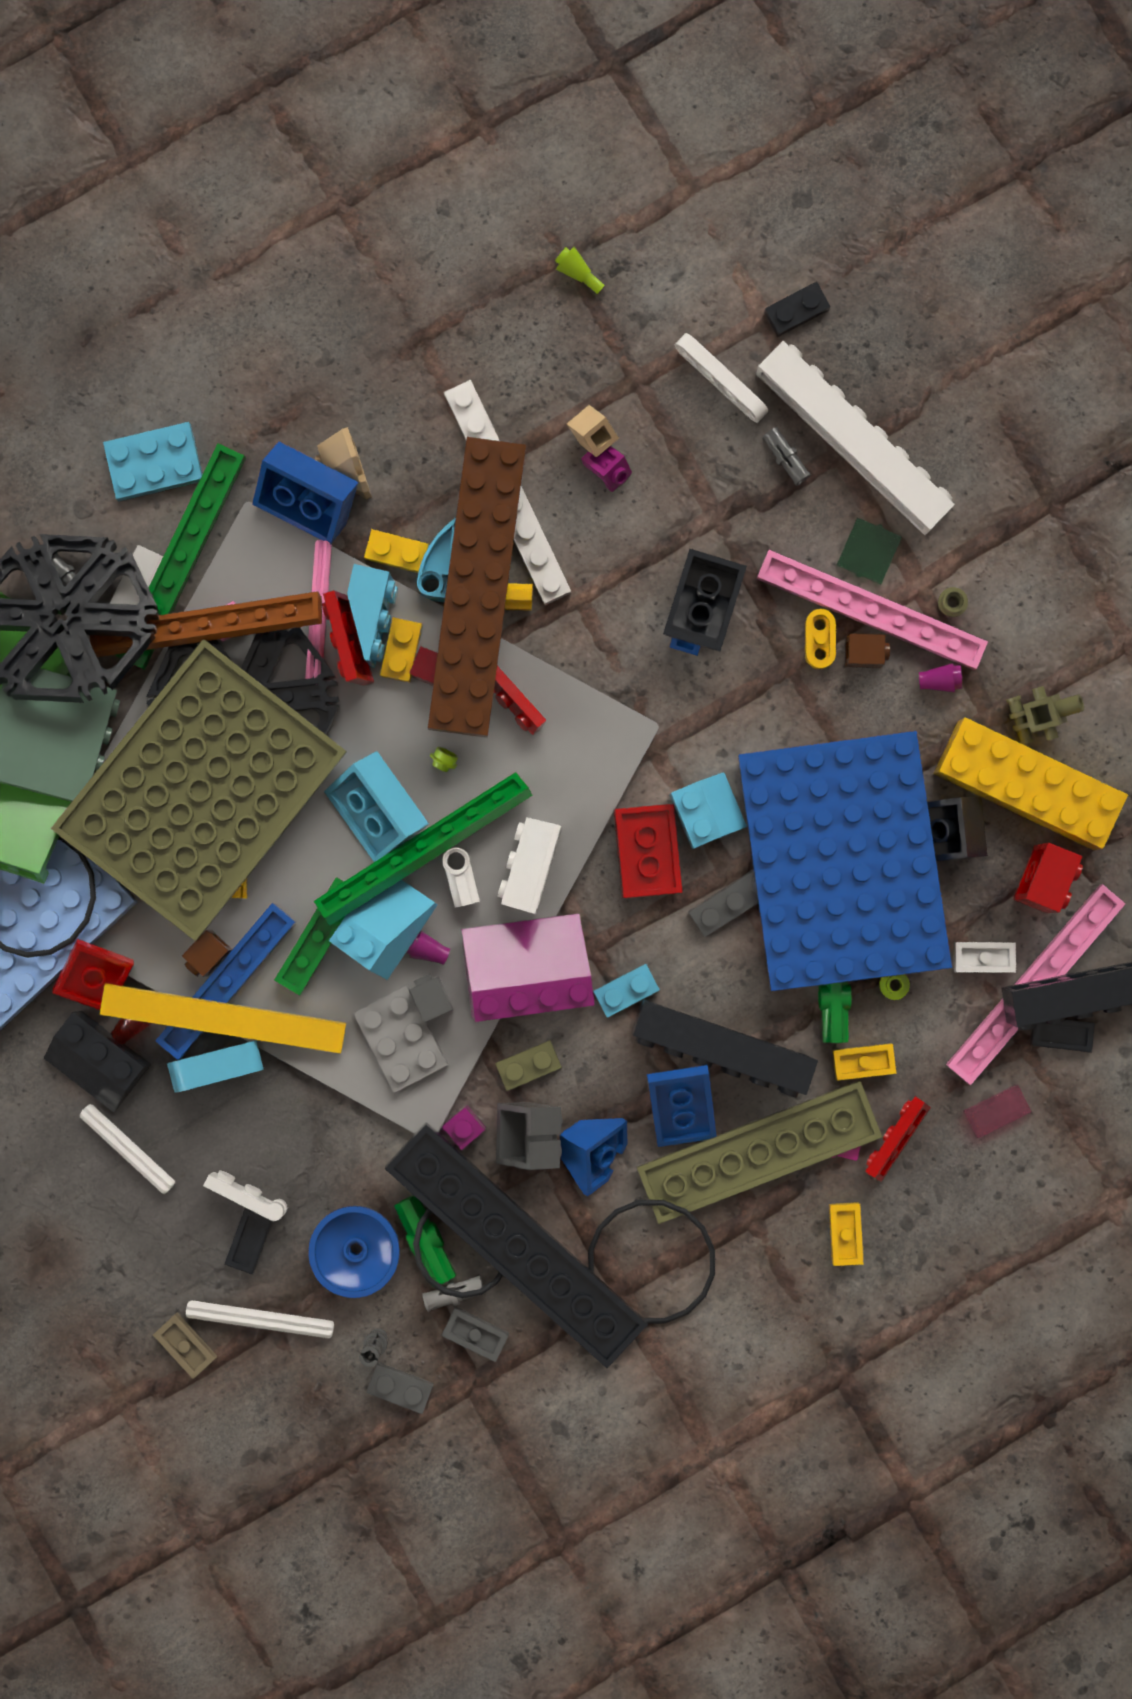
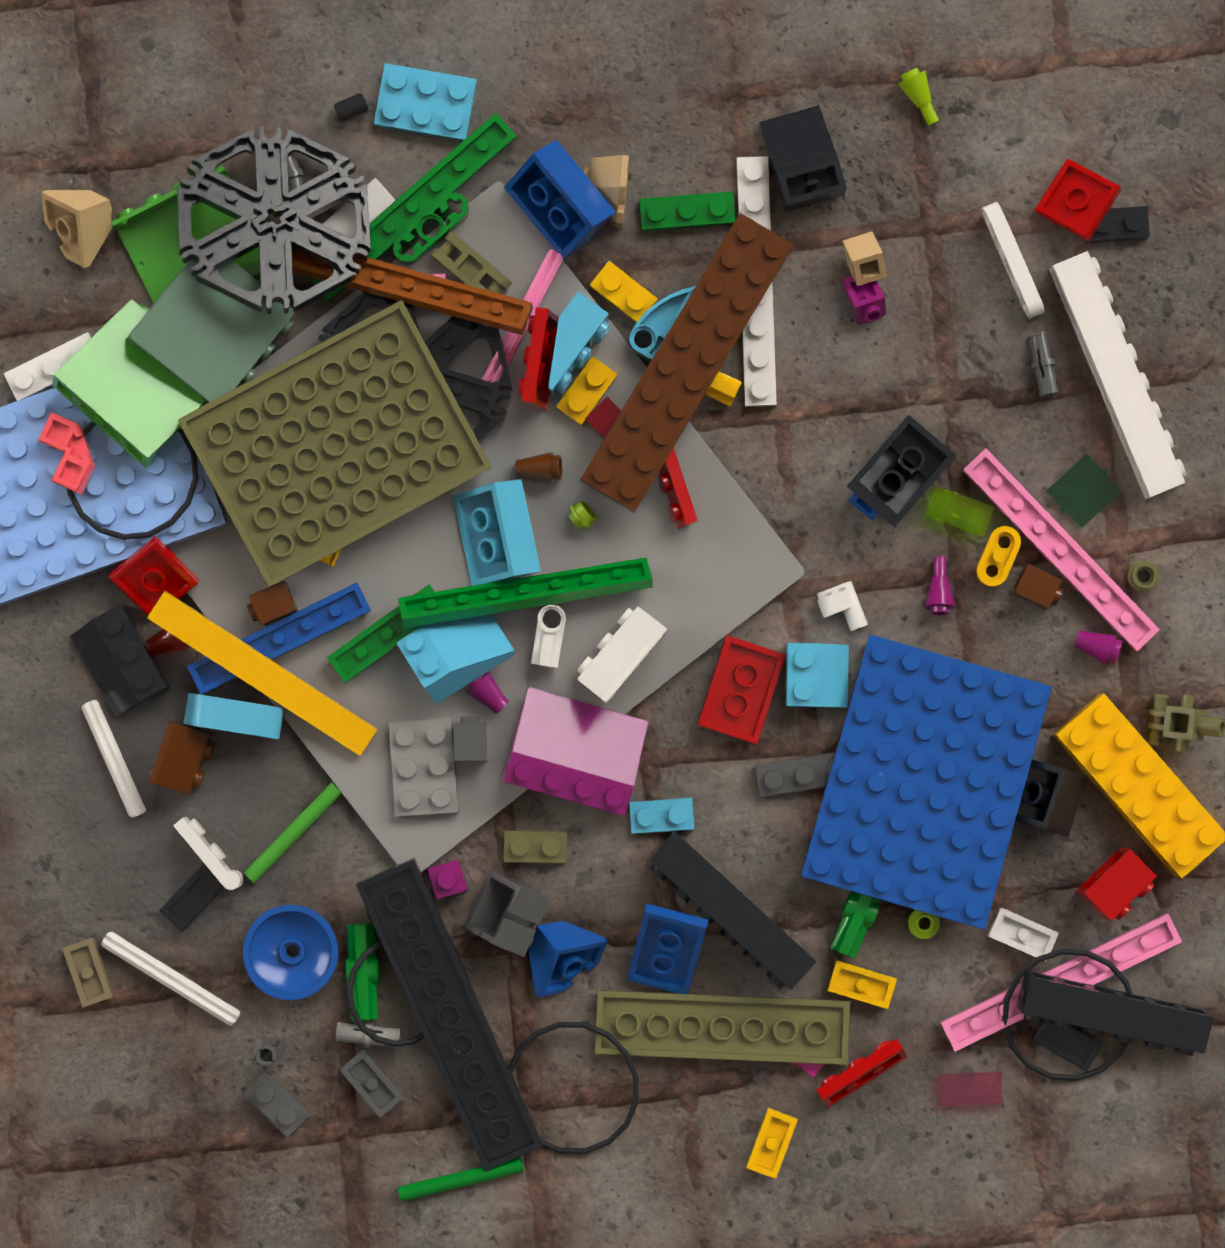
camera: 20 degrees right, 0 degrees up
(89, 492) = (350, 106): none -> black tile
(185, 1123) = (182, 758): none -> reddish brown slope
(221, 551) = (431, 215): none -> green beam
(251, 585) = (470, 265): none -> olive plate
(311, 1145) = (293, 832): none -> bright green piece
(390, 733) = (541, 467): none -> reddish brown cone
(421, 457) = (687, 211): none -> green plate
(502, 368) = (803, 158): none -> black slope
(587, 1385) = (459, 1180): none -> green piece
(702, 734) = (842, 599): none -> white piece
(754, 301) = (1078, 200): none -> red tile
(769, 615) = (959, 511): none -> clear neon green plate
(784, 694) = (940, 596): none -> magenta cone
(997, 1002) = (1019, 975): none -> black piece

